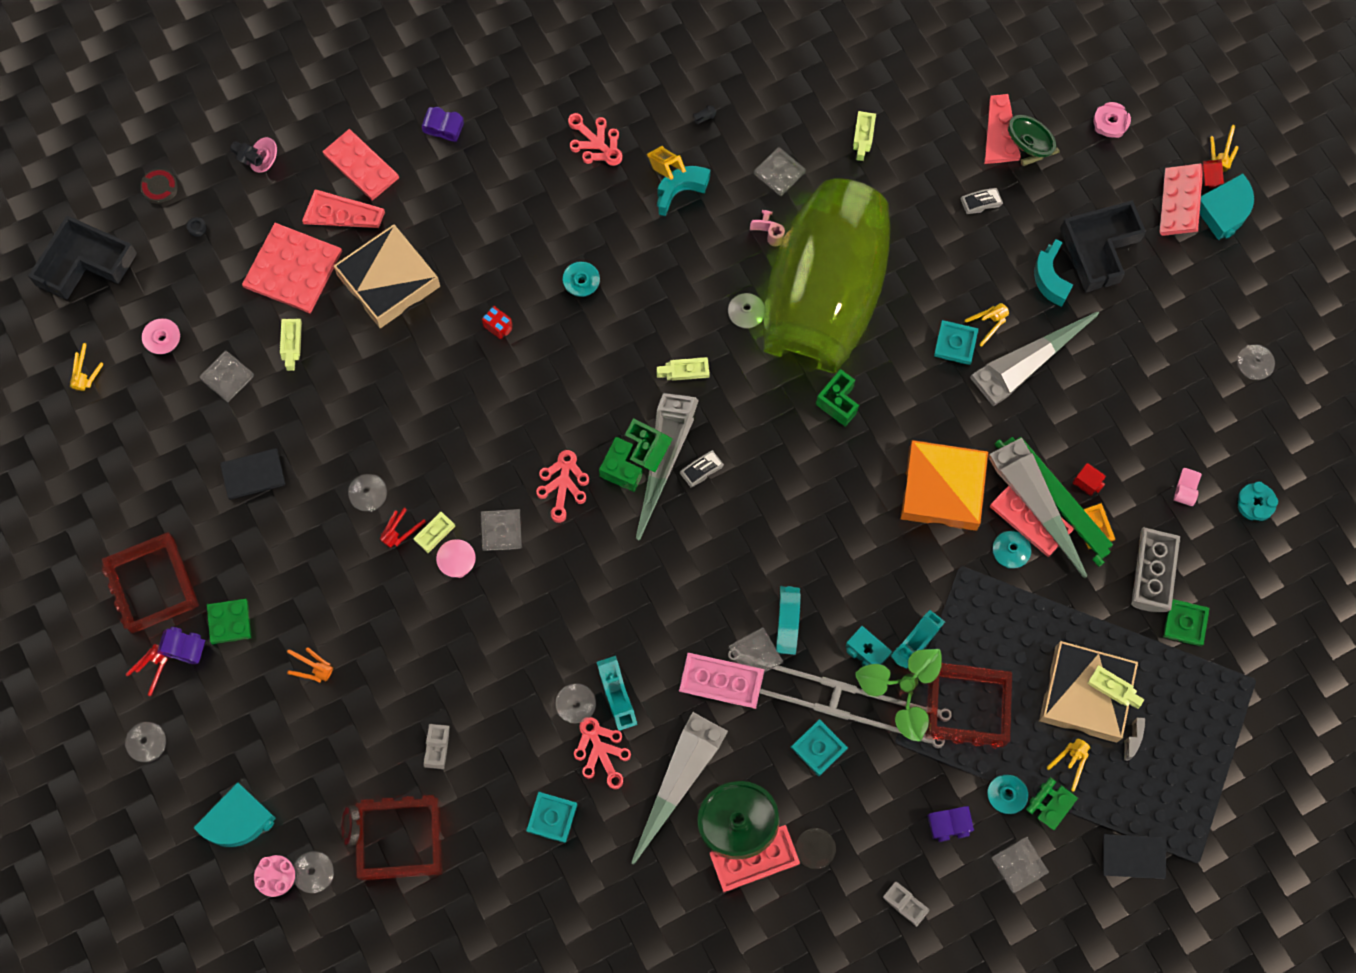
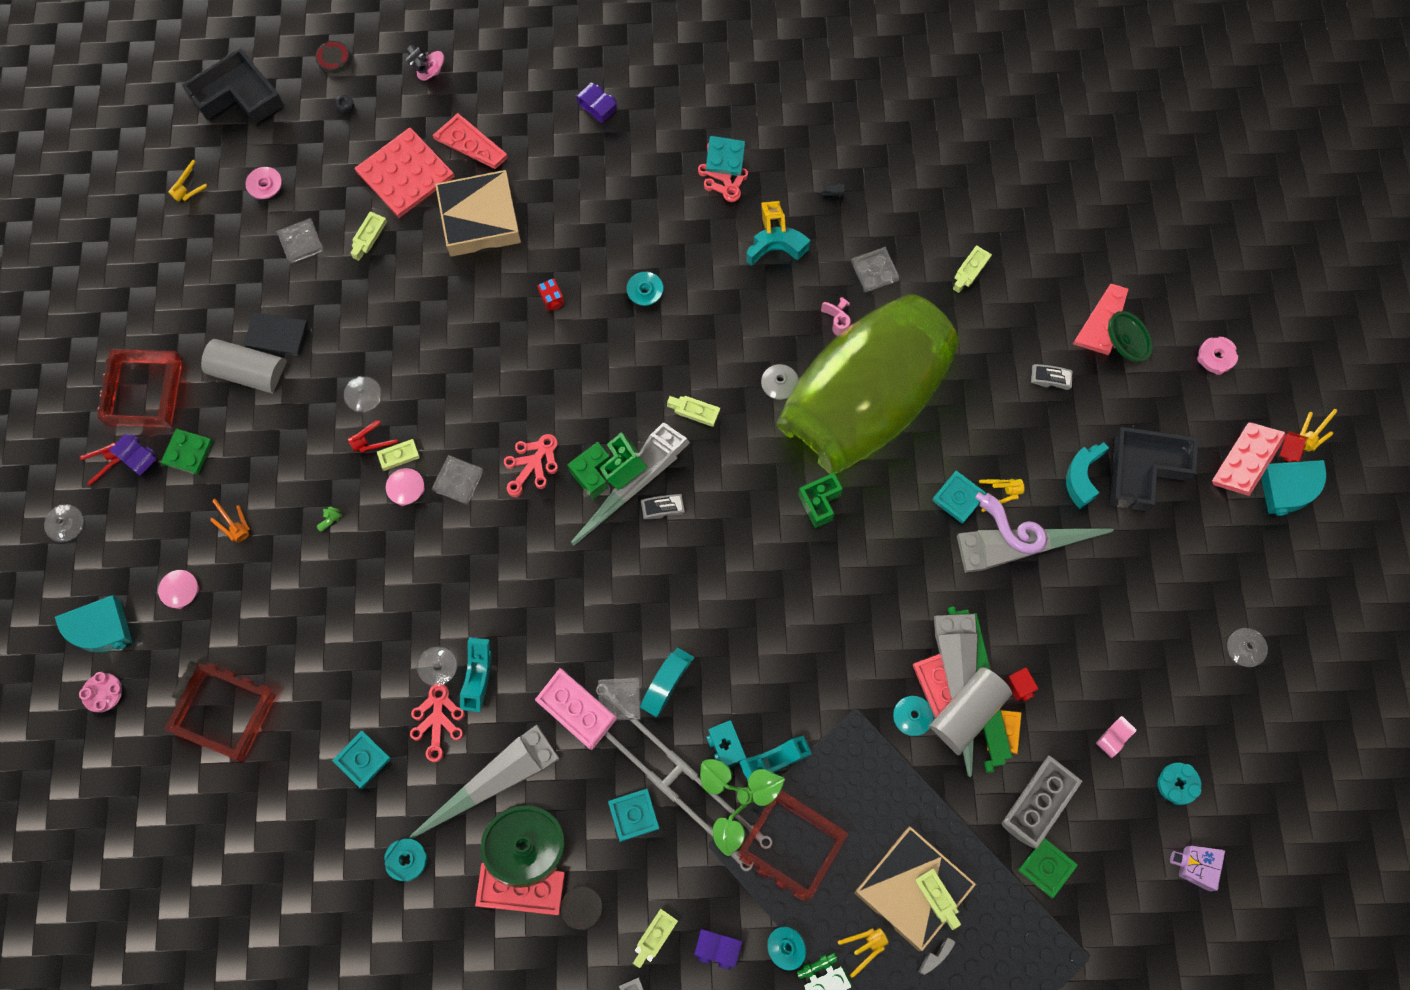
camera: 30 degrees right, 0 degrees up
(238, 517) = (242, 365): none -> light grey brick
(293, 749) = (178, 589): none -> bright pink dish
(320, 879) = (143, 710): clear dish -> none
(360, 164) = (509, 109): coral plate -> none
(402, 614) = (331, 515): none -> bright green plate
(436, 746) = (299, 645): light grey slope -> none
(590, 124) = (725, 156): none -> teal plate
(630, 891) = (394, 862): none -> teal plate
(892, 841) = (654, 937): none -> yellowish green hinge
(944, 485) = (878, 625): tile -> none
(993, 338) = (996, 509): none -> lavender plant
(1031, 159) = (1118, 358): olive piece -> none
(1060, 519) = (971, 709): none -> light grey brick
(1306, 561) = (1200, 865): none -> lavender torso

